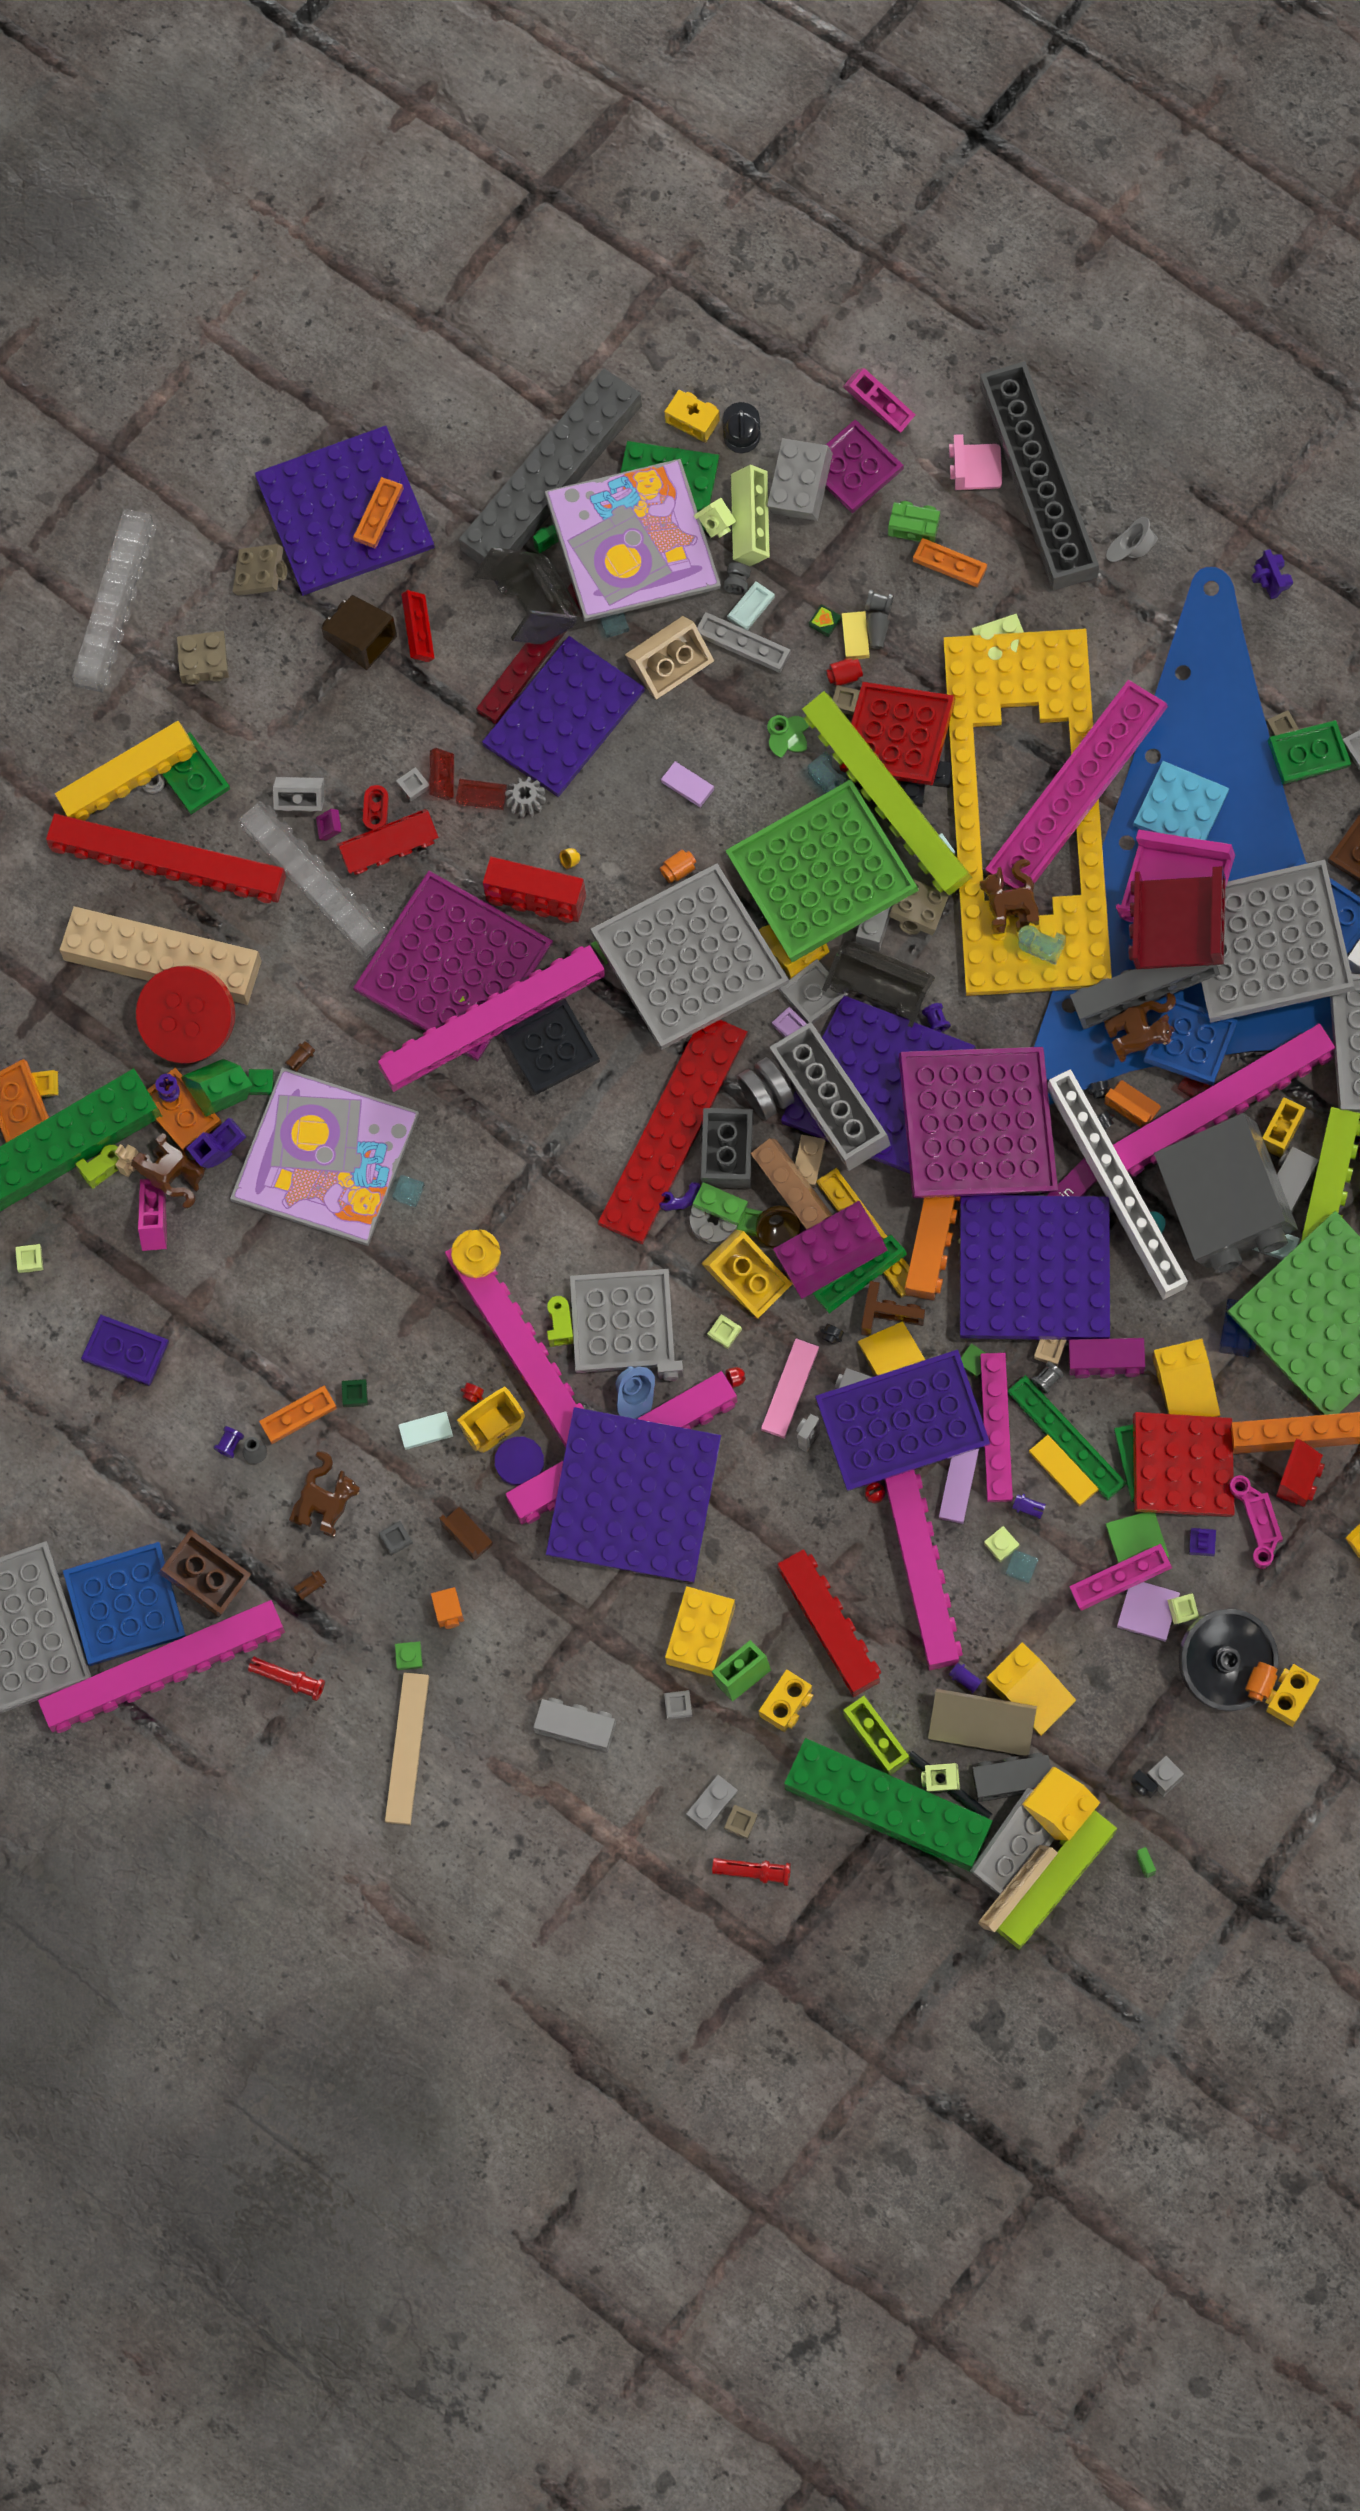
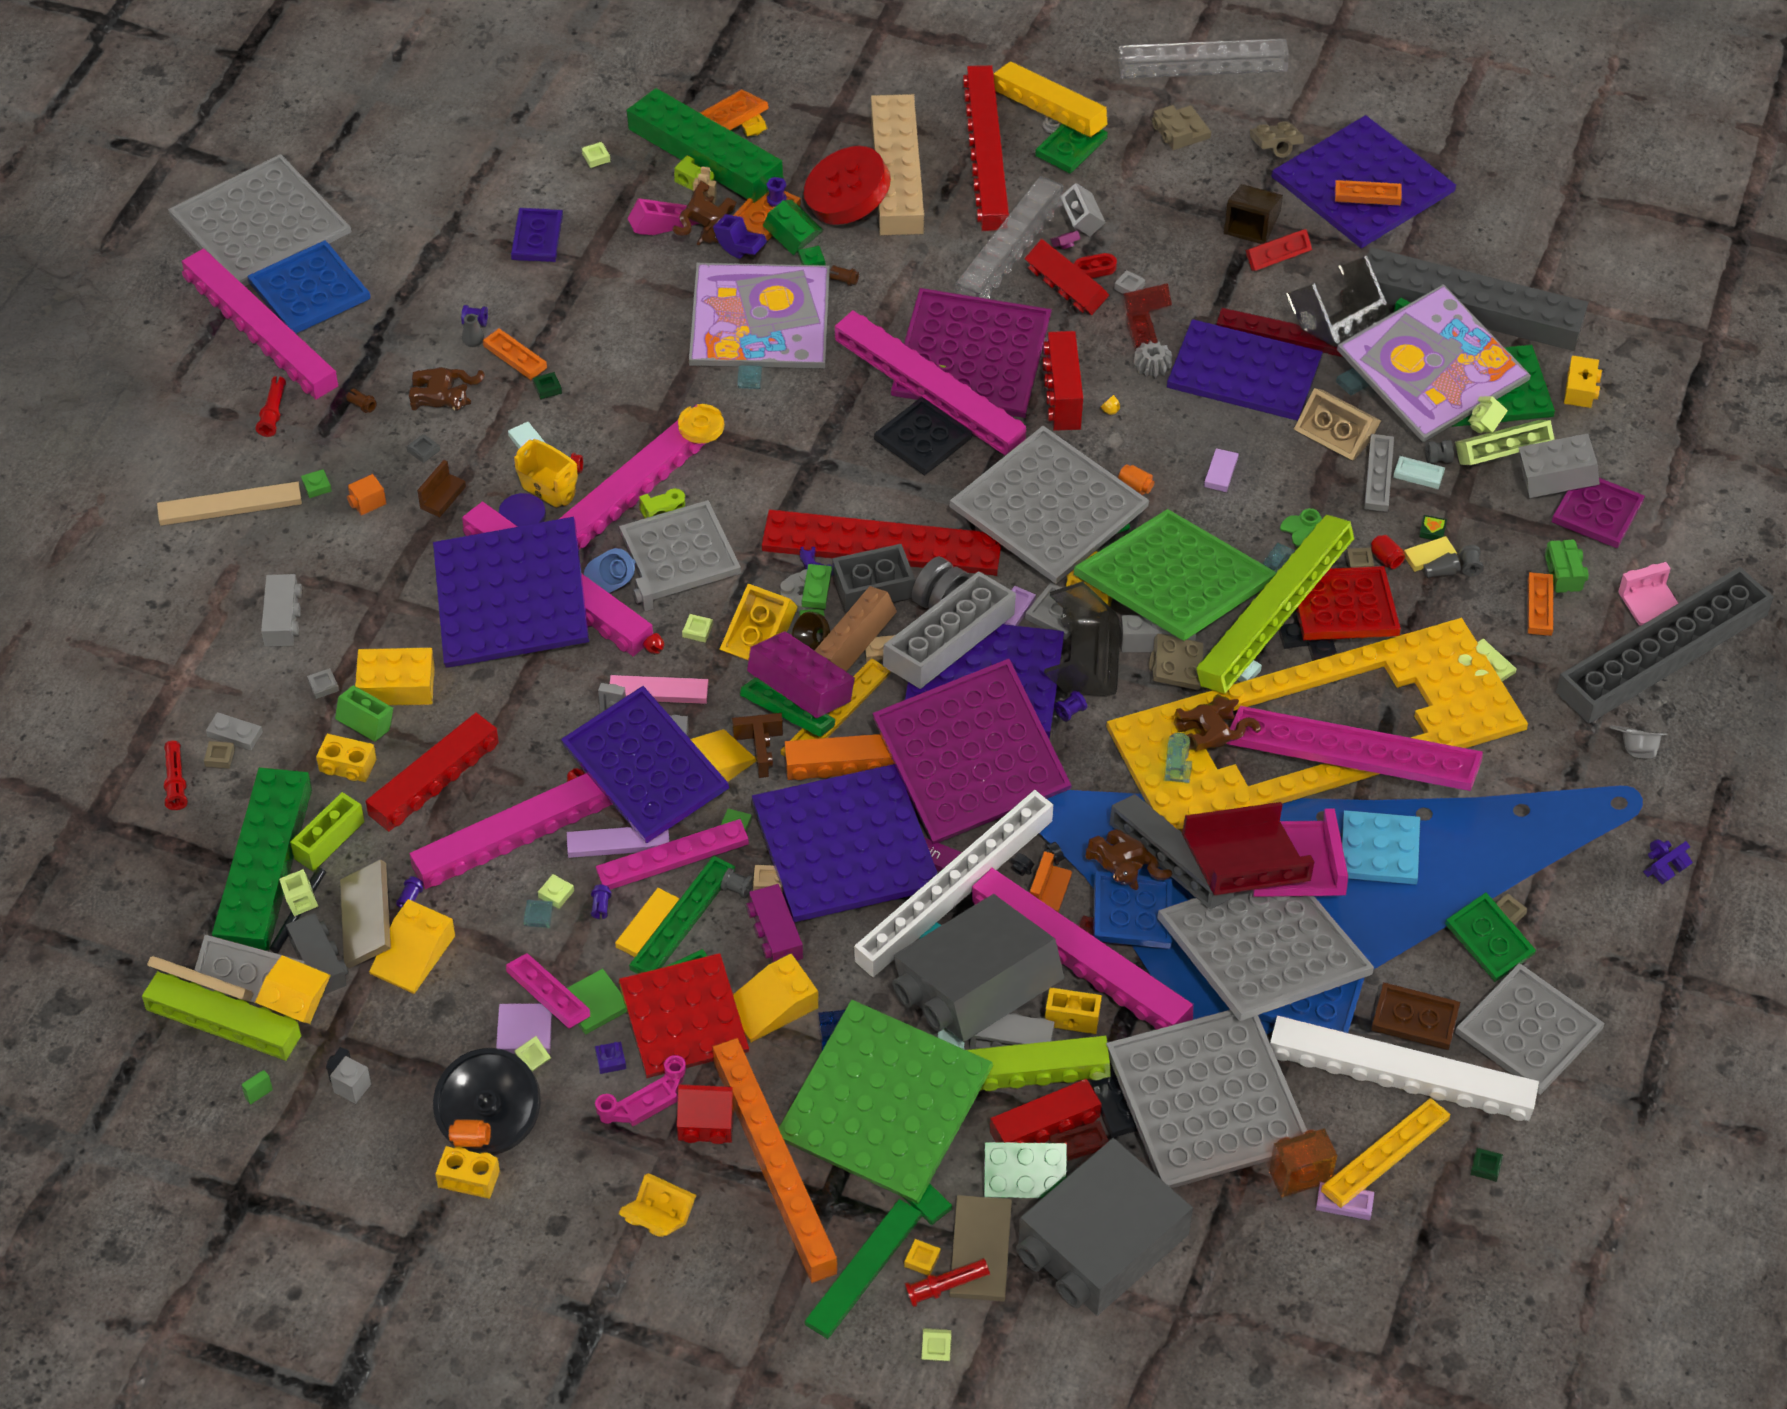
camera: 65 degrees right, 20 degrees down
(204, 1573) = (345, 321): reddish brown brick -> none
(741, 427) = (1592, 420): black piece -> none
(832, 1334) = (722, 705): black plate -> none
(878, 399) = (1675, 507): dark pink slope -> none

